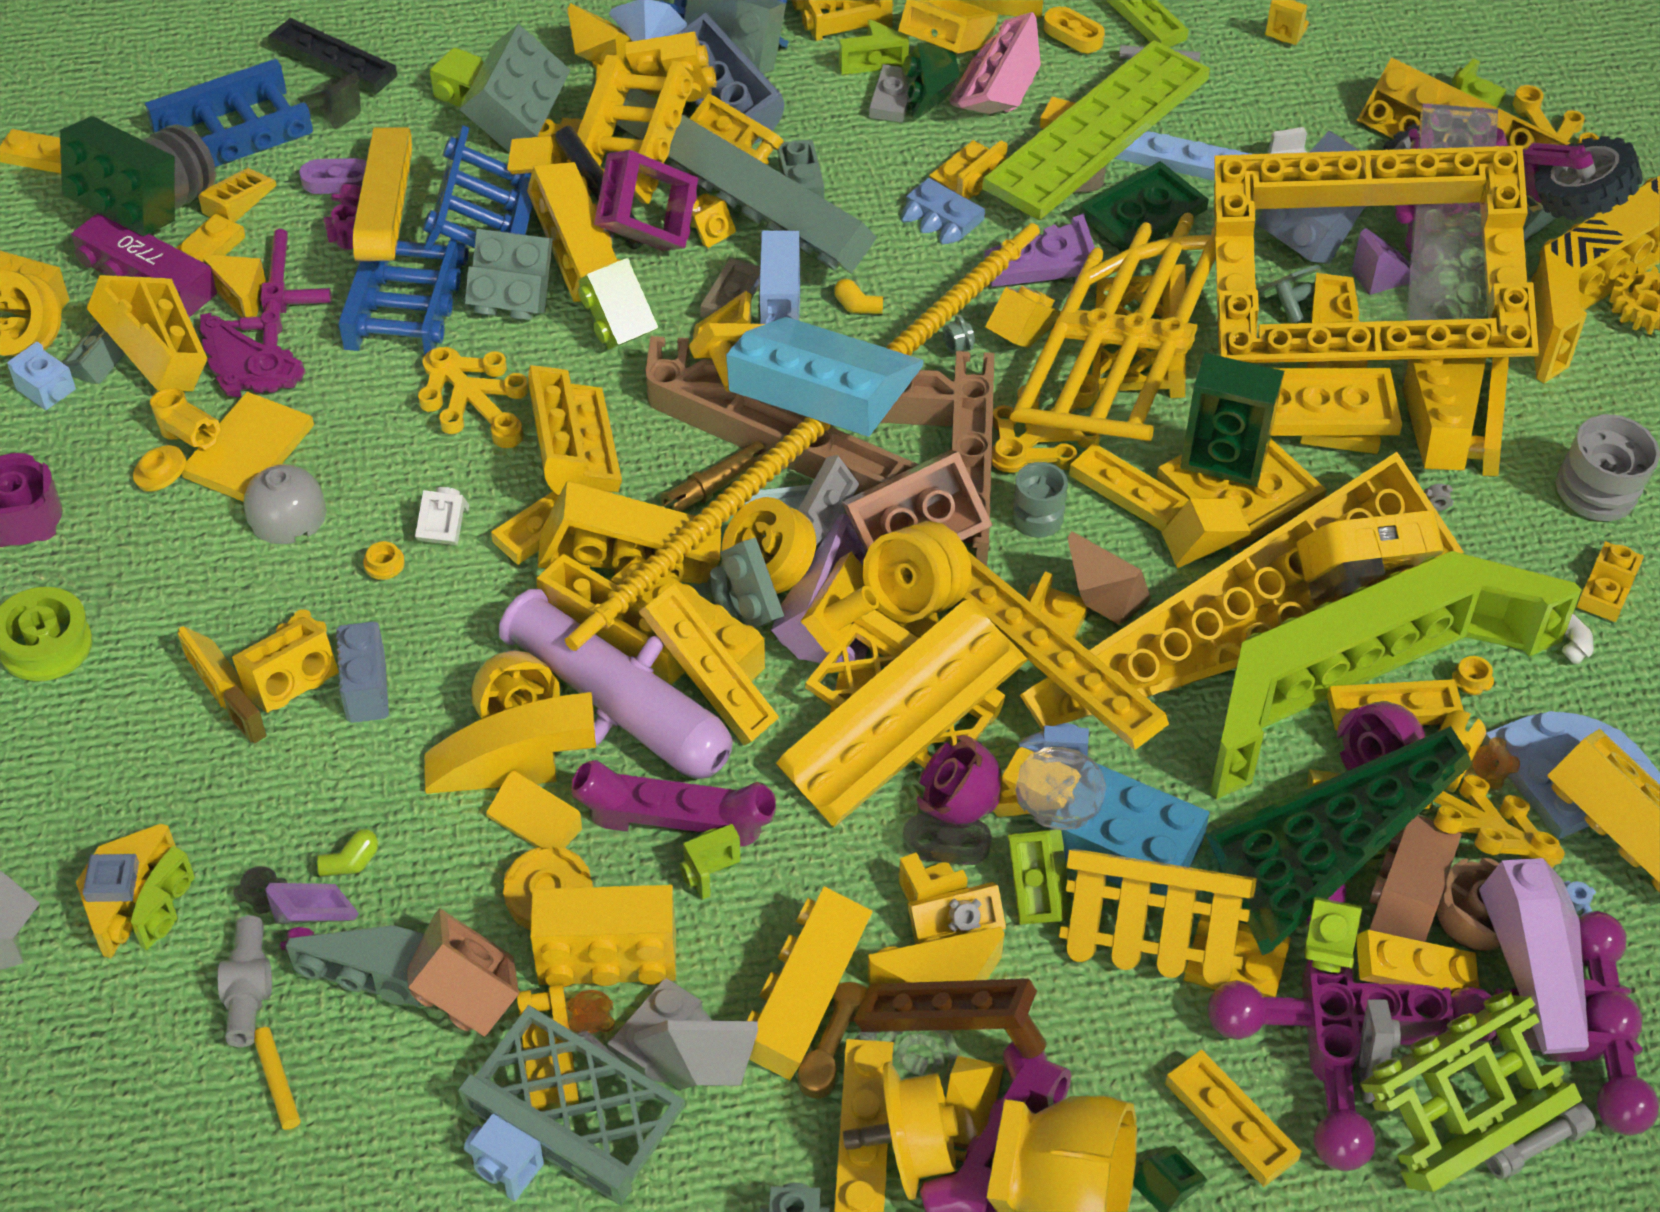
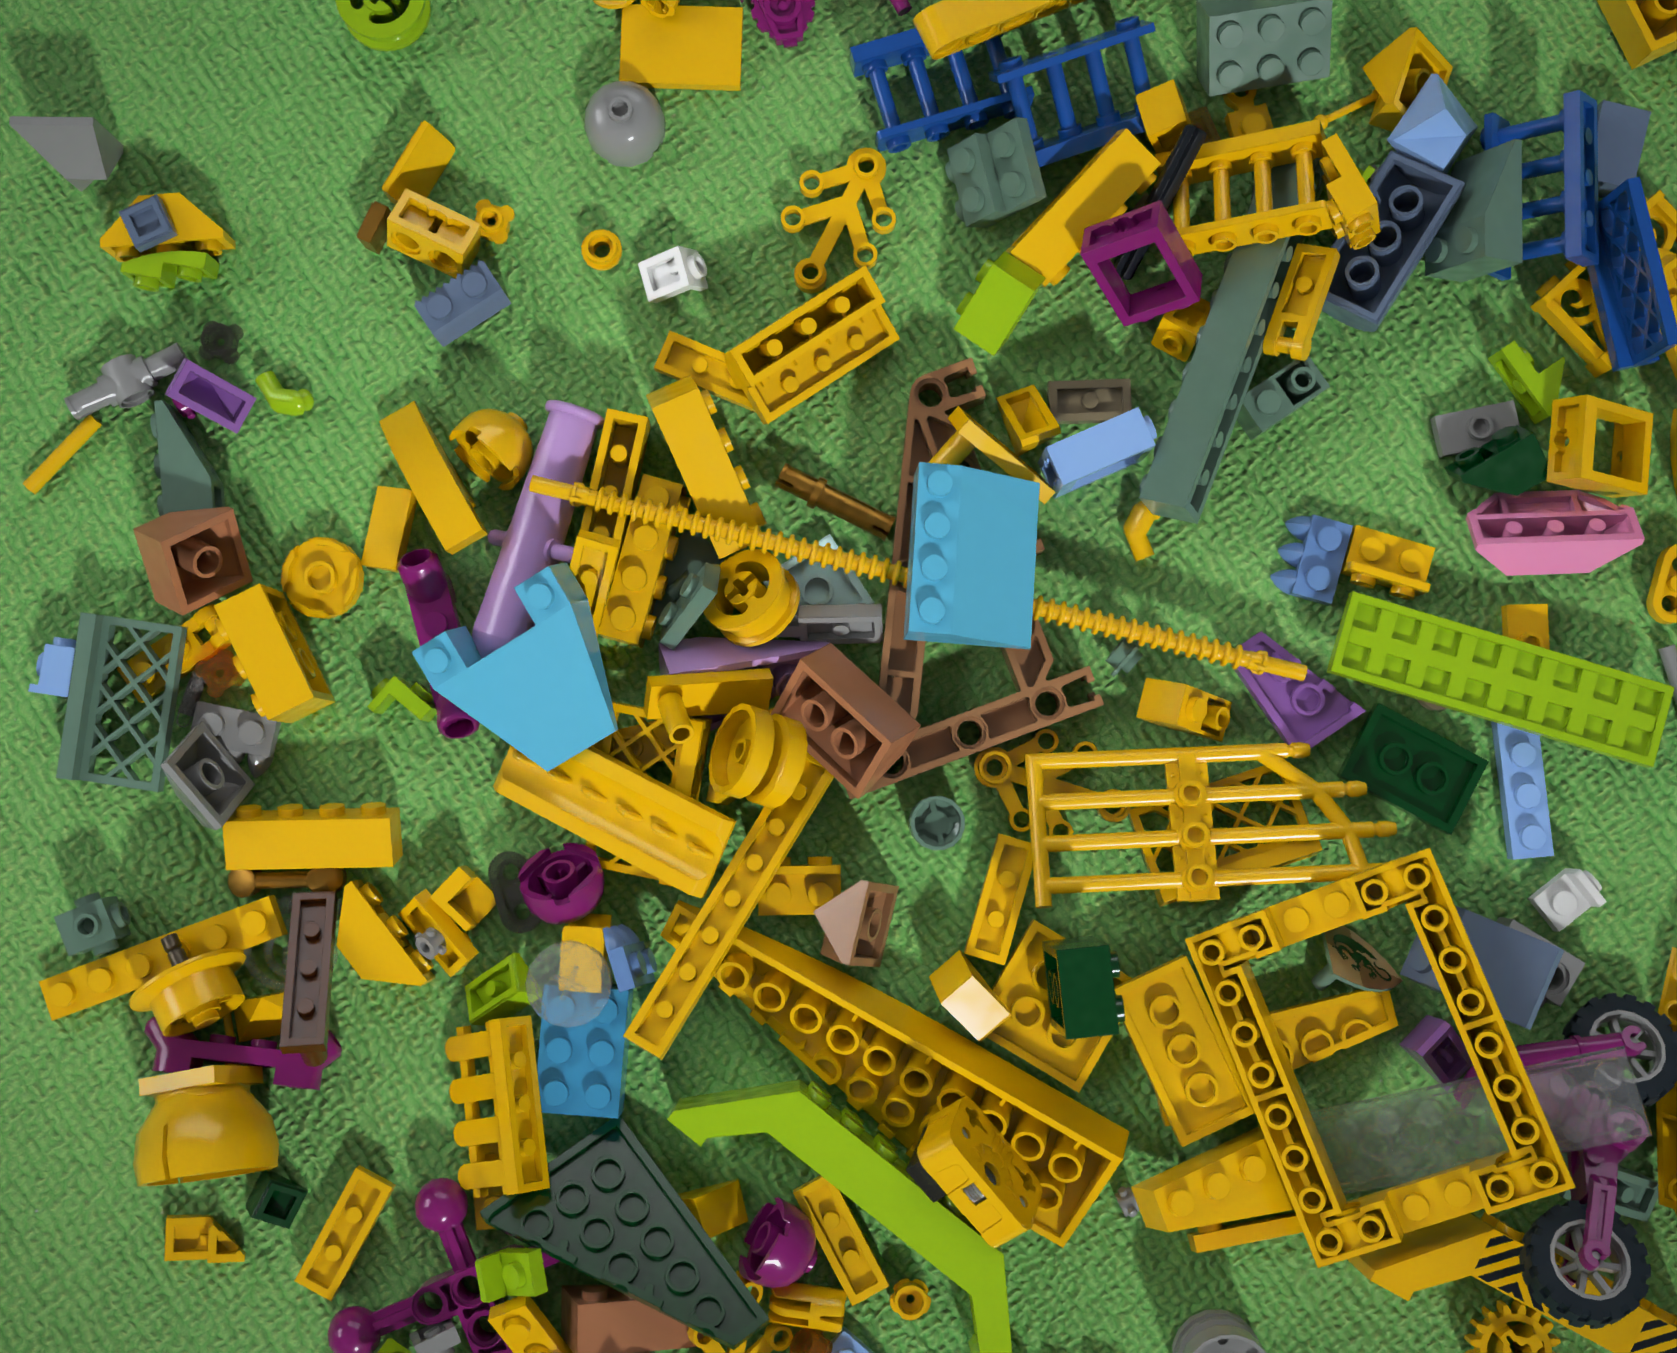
camera: 65 degrees right, 35 degrees up
(768, 705) = (540, 689): none -> medium azure wedge

